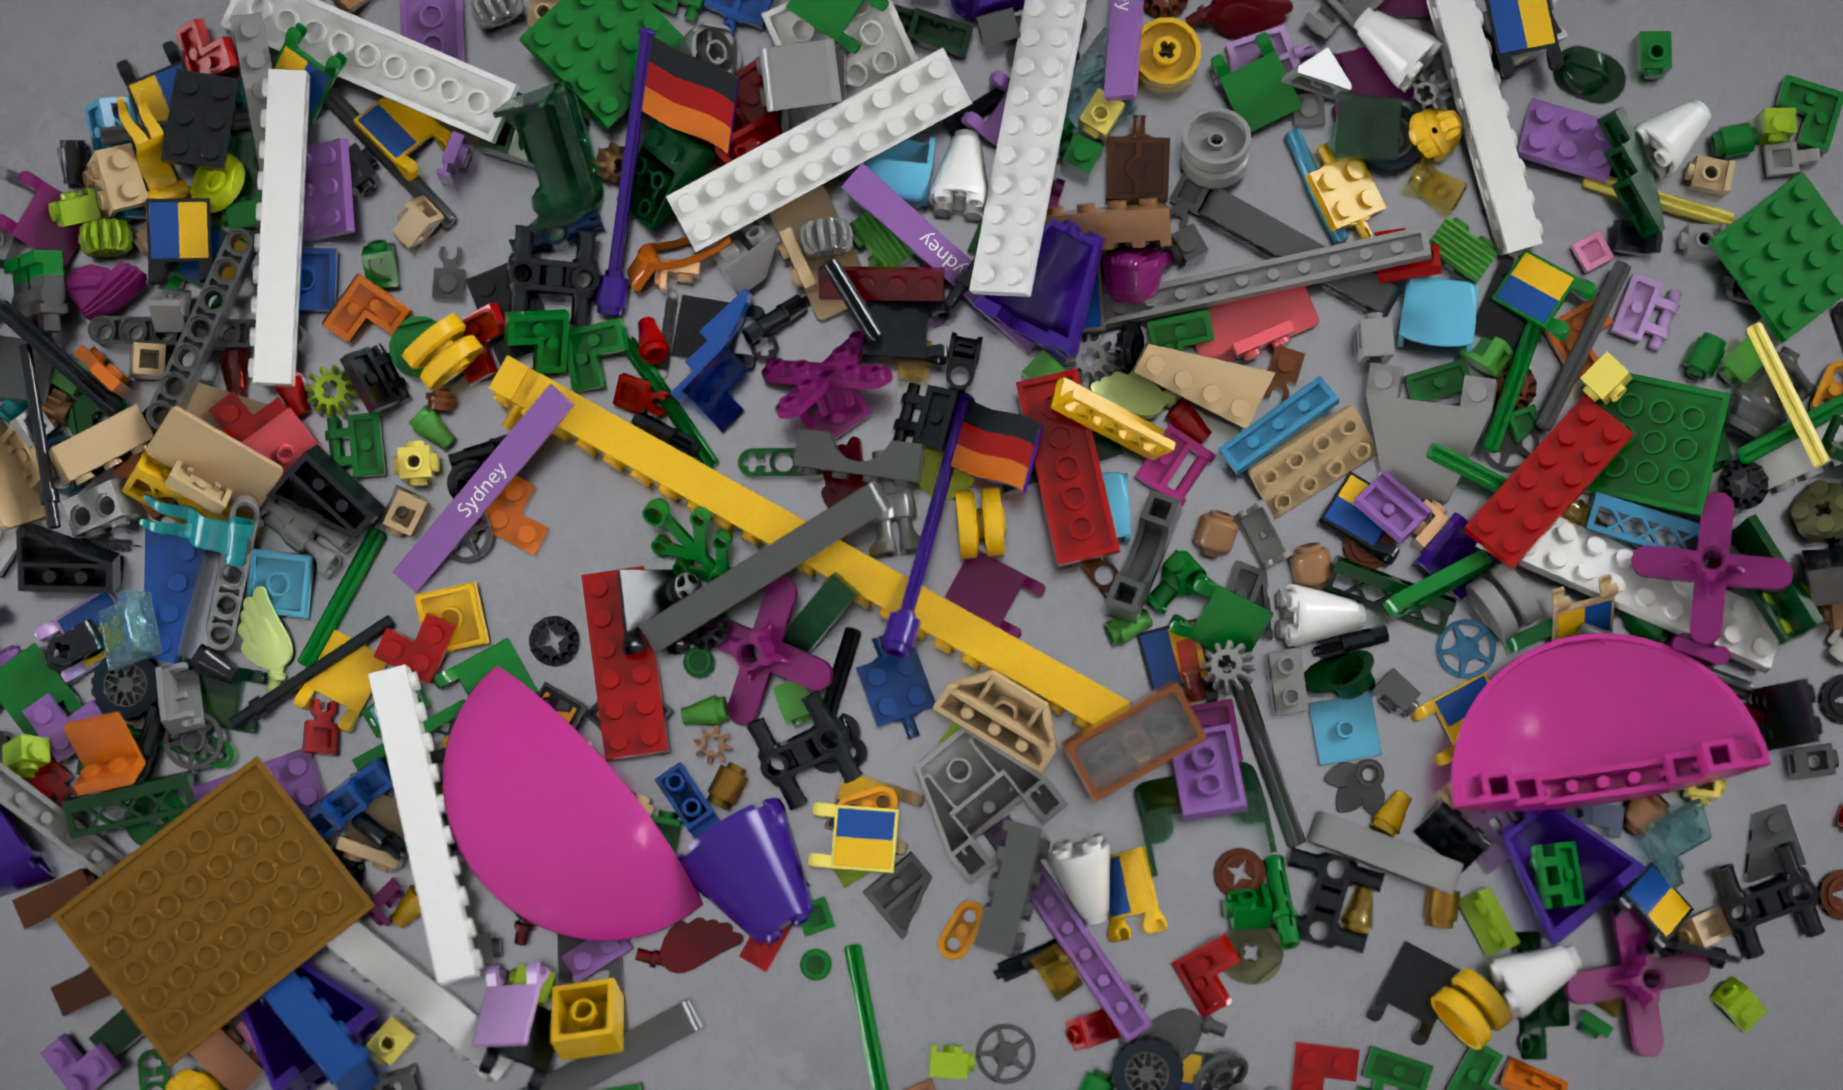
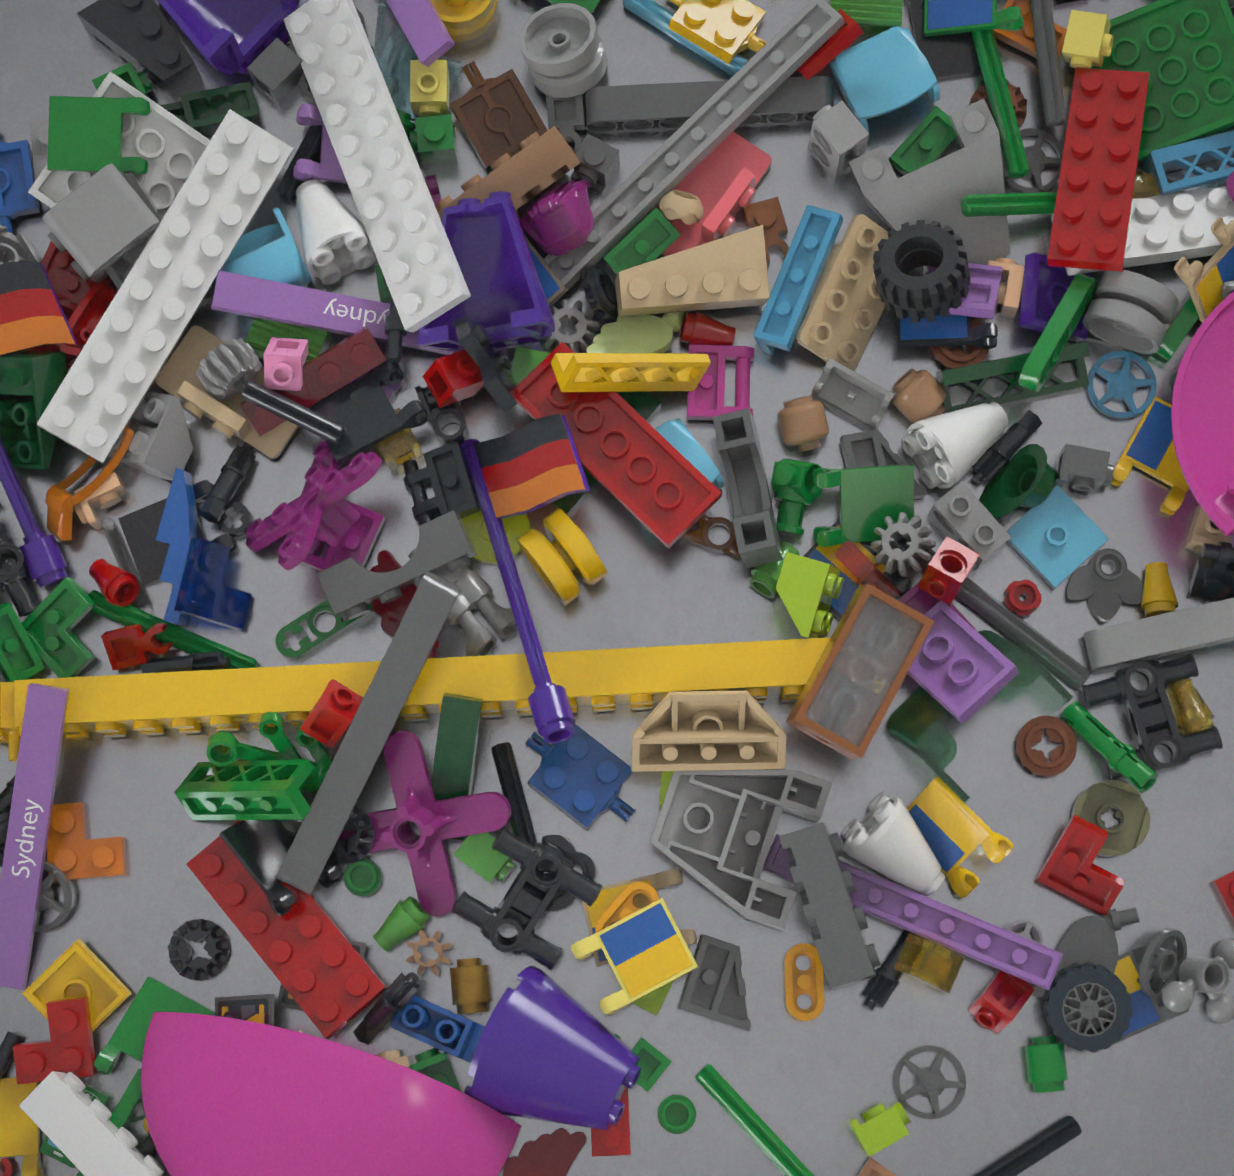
camera: 30 degrees left, 5 degrees down
(647, 552) = (241, 796): none -> green fence
(664, 763) = (391, 1002): none -> black piece
(747, 537) = (332, 713): none -> red bracket
(869, 259) = (285, 363): none -> bright pink bracket
(985, 346) = (453, 378): none -> red brick
(989, 589) = (614, 616): magenta flag -> none
(1016, 353) = (492, 365): none -> black plate
(1136, 659) = (808, 592): none -> lime slope
(1227, 319) = (681, 205): none -> tan plate
(1249, 908) = (1080, 774): green brick -> none
(1257, 702) = (948, 570): none -> red brick
(1284, 757) = (1032, 594): none -> red plate
(1371, 456) = (918, 247): none -> black tyre
(1489, 356) = (958, 89): bright green panel -> none
(1522, 423) = (1033, 133): green tile -> none

